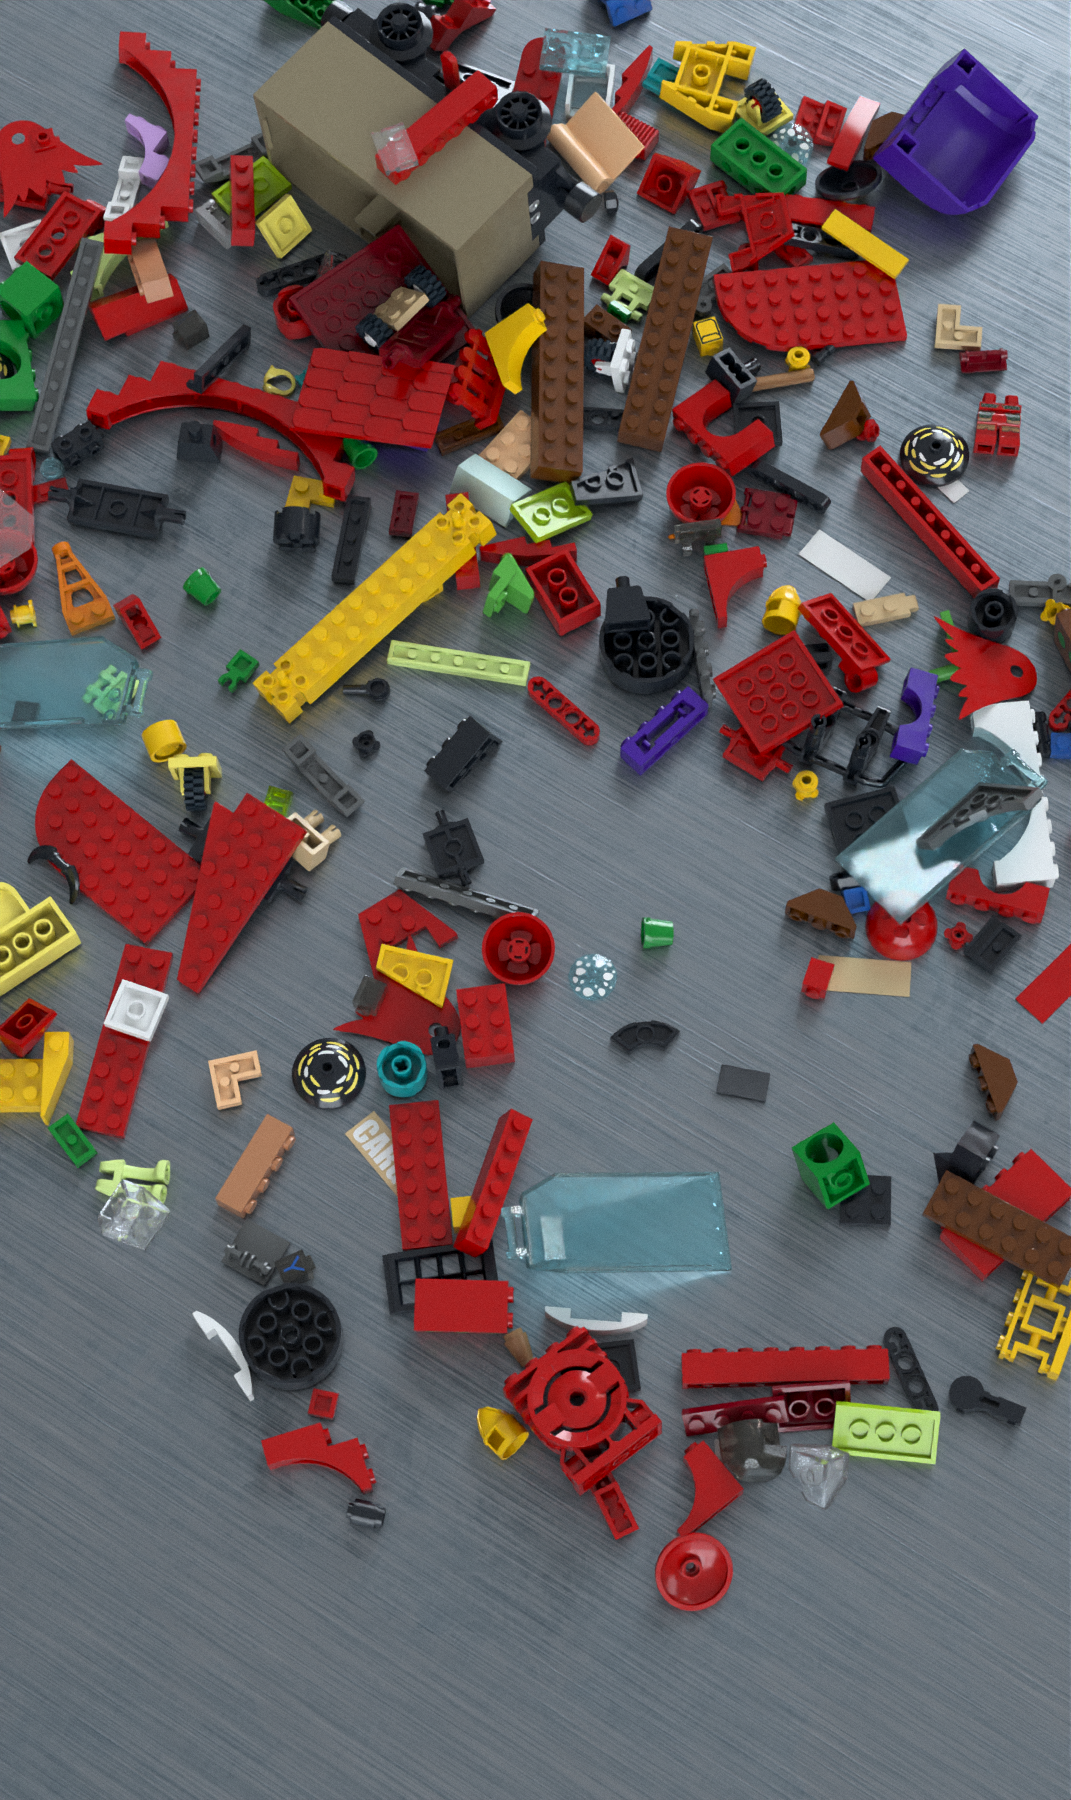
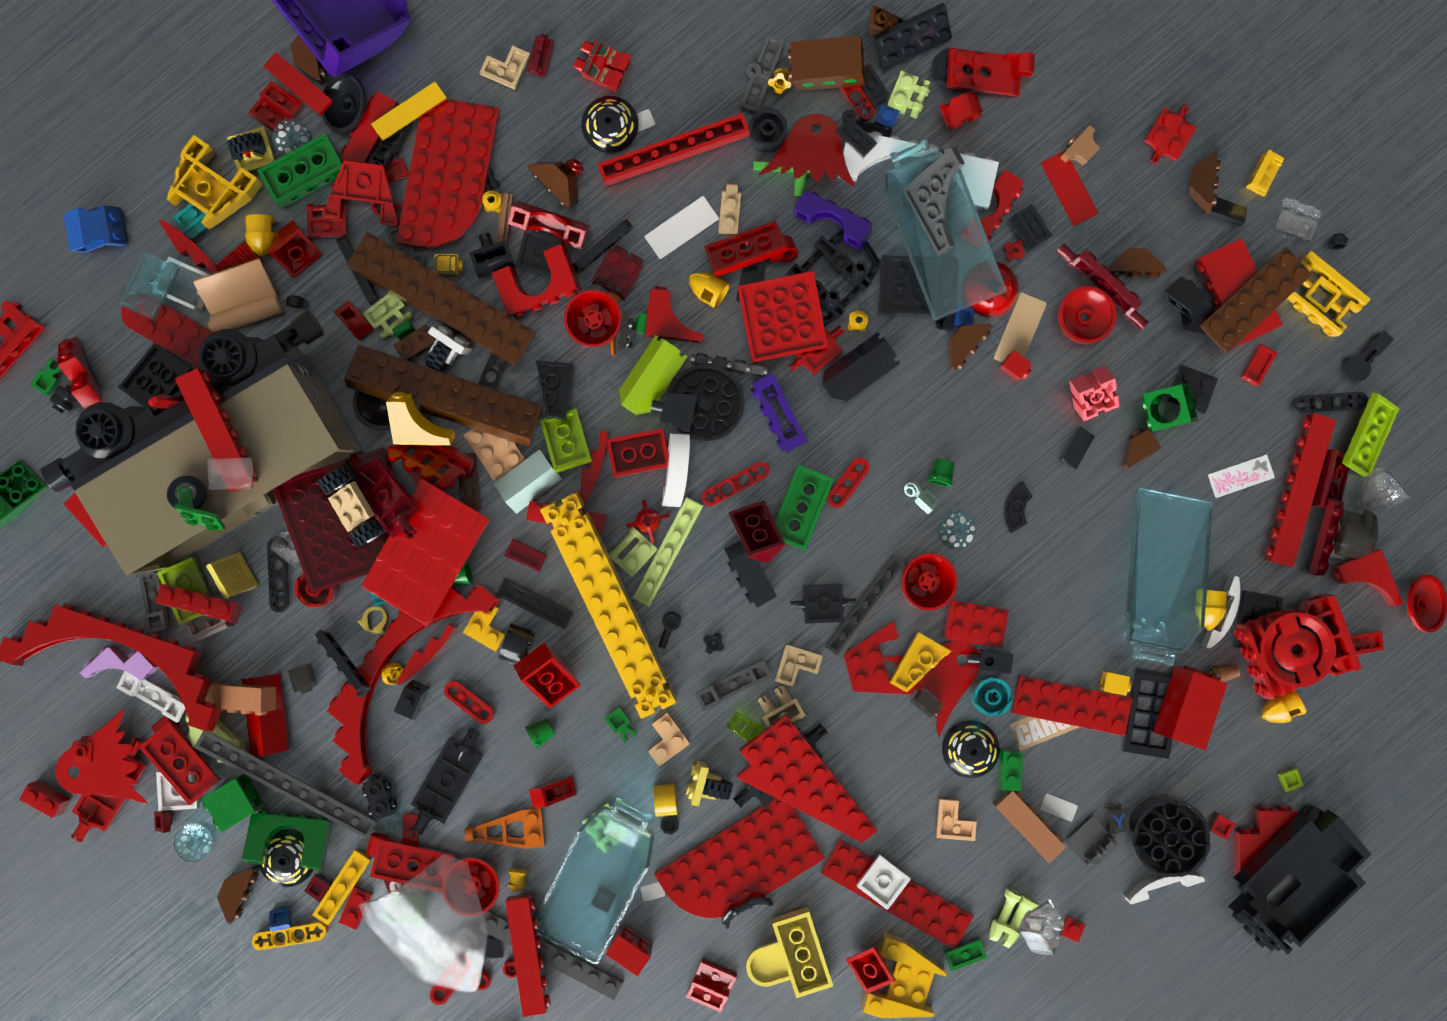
camera: 75 degrees left, 20 degrees up
(48, 766) = (652, 891): none -> white sticker
(135, 758) = (669, 824): none -> black tile
(139, 1262) = (1073, 929): none -> red plate
(215, 496) = (460, 699): none -> red plate
(224, 413) = (391, 673): none -> yellow plate
(235, 734) = (672, 741): none -> light nougat plate
(272, 566) = (546, 675): none -> red brick
(288, 1201) = (1059, 807): none -> white sticker
(318, 1121) = (1010, 769): none -> green brick
(321, 1534) = (1321, 859): none -> black panel
(354, 120) = (188, 495): none -> plate
(373, 835) = (795, 659): none -> tan plate
(410, 1476) = (1290, 779): none -> lime tile
(444, 632) = (637, 556): none -> yellowish green plate
(487, 629) = (648, 520): none -> red piece
(493, 1183) = (1105, 657): red brick -> none
(509, 585) = (617, 494): bright green piece -> none
(512, 736) = (757, 531): none -> dark red slope
(556, 633) = (677, 469): none -> white slope
(559, 799) = (814, 505): none -> green brick
(597, 1299) = (1215, 608): none -> yellow helmet
(599, 825) = (854, 476): none -> red plate
(616, 924) = (924, 499): none -> light aqua plate
(657, 574) = (651, 376): none -> lime brick
(674, 142) = (259, 233): none -> yellow helmet
(745, 796) = (858, 370): none -> black brick
(768, 1154) = (1139, 447): none -> reddish brown slope
(778, 1296) = (1241, 476): none -> white sticker
(794, 402) = (535, 218): none -> red arch
(815, 1072) = (1094, 393): none -> coral brick
(912, 1023) = (1099, 311): none -> red dish
(926, 1272) = (1258, 365): none -> red tile
(943, 1080) = (1100, 276): none -> dark red plate
(1022, 705) = (855, 135): none -> black hinge

